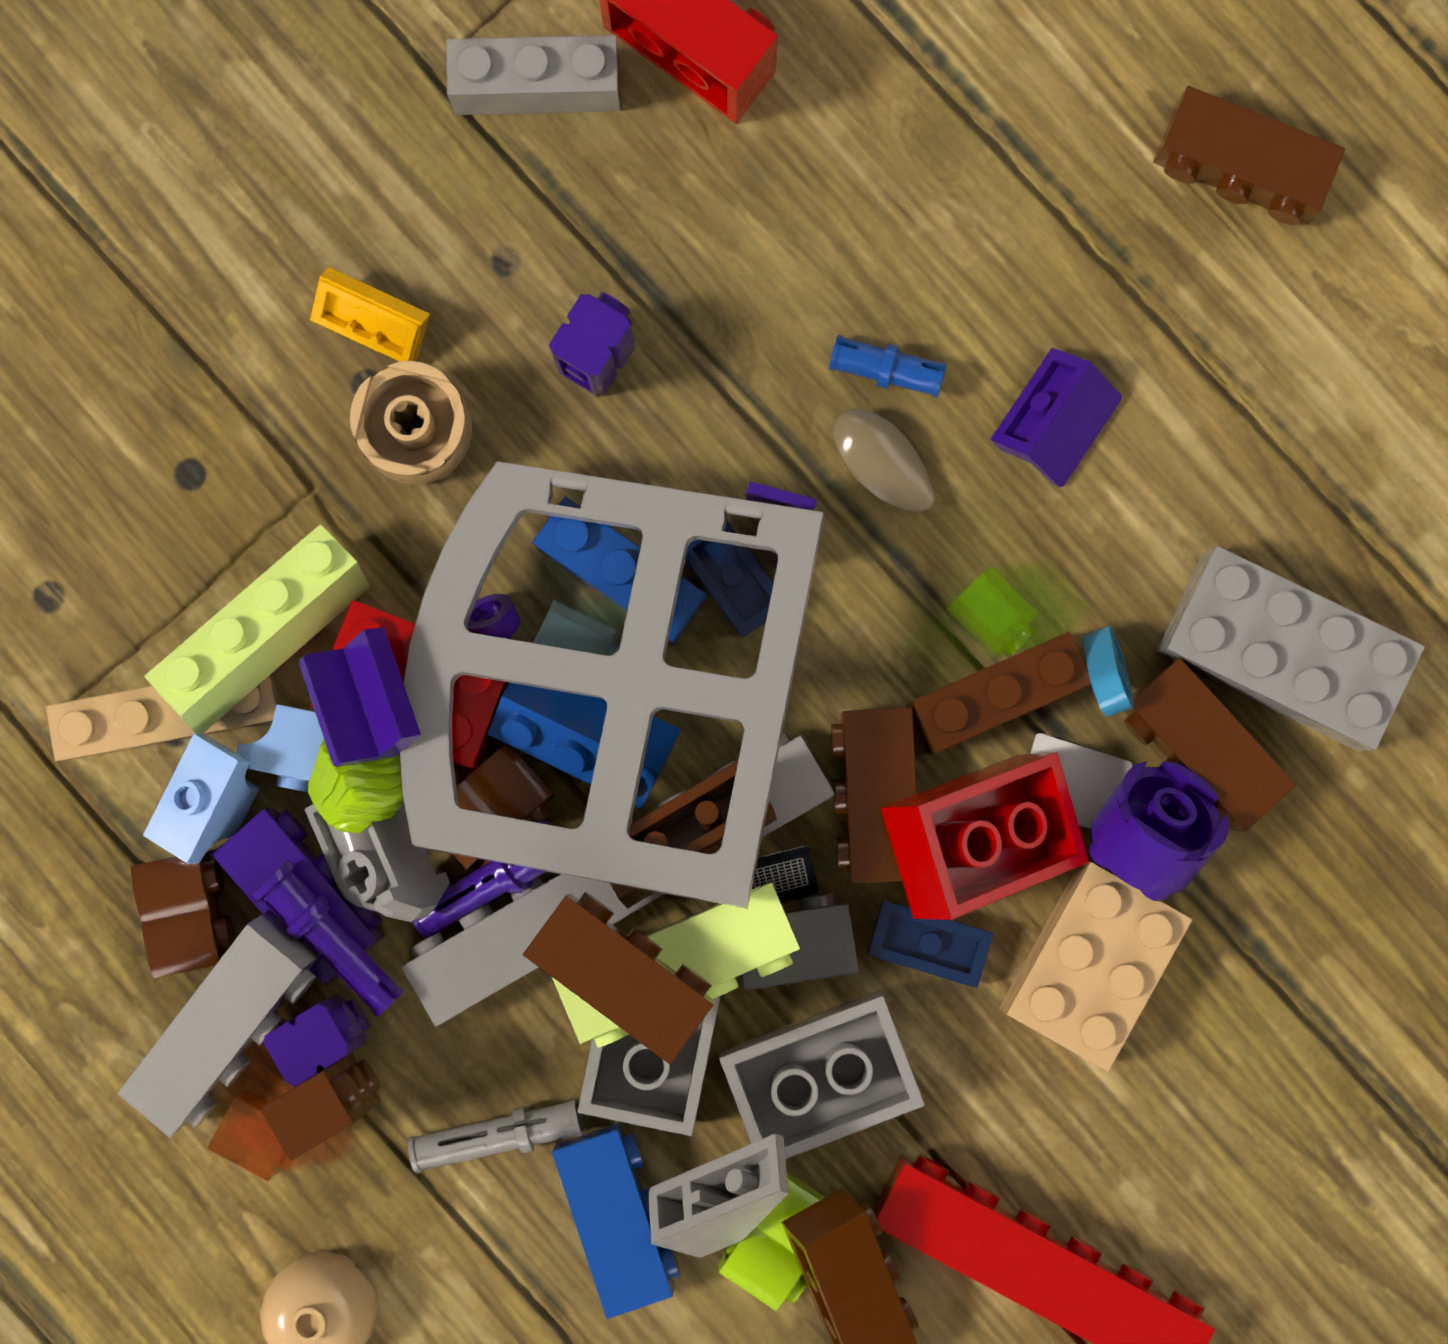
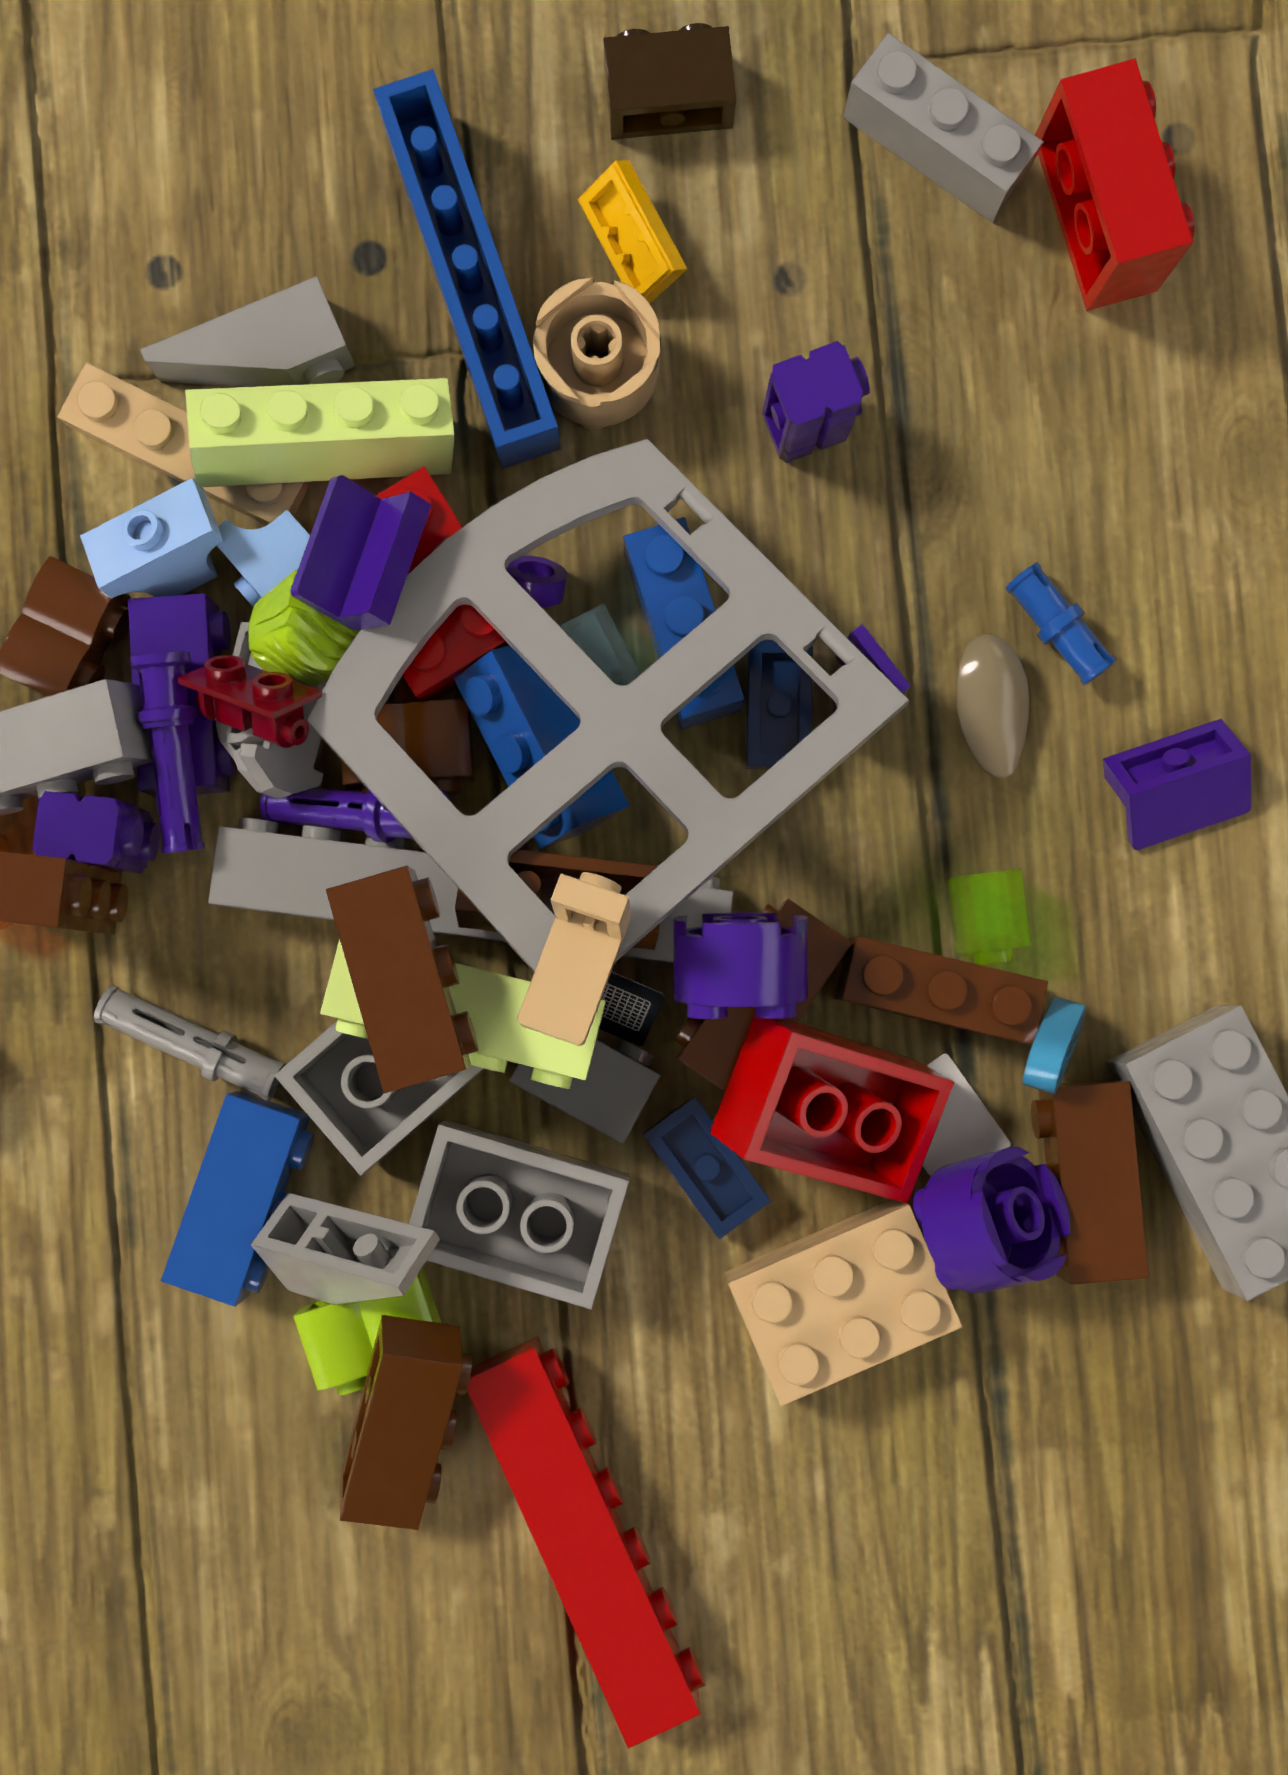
camera: 30 degrees right, 0 degrees up
(171, 591) = (265, 343): none -> light grey slope
(273, 433) = (467, 269): none -> blue brick
(312, 185) = (669, 81): none -> dark brown brick
(344, 861) = (252, 699): none -> dark red hinge
(731, 870) = (576, 957): none -> tan bracket
(845, 784) = (740, 963): none -> dark purple brick

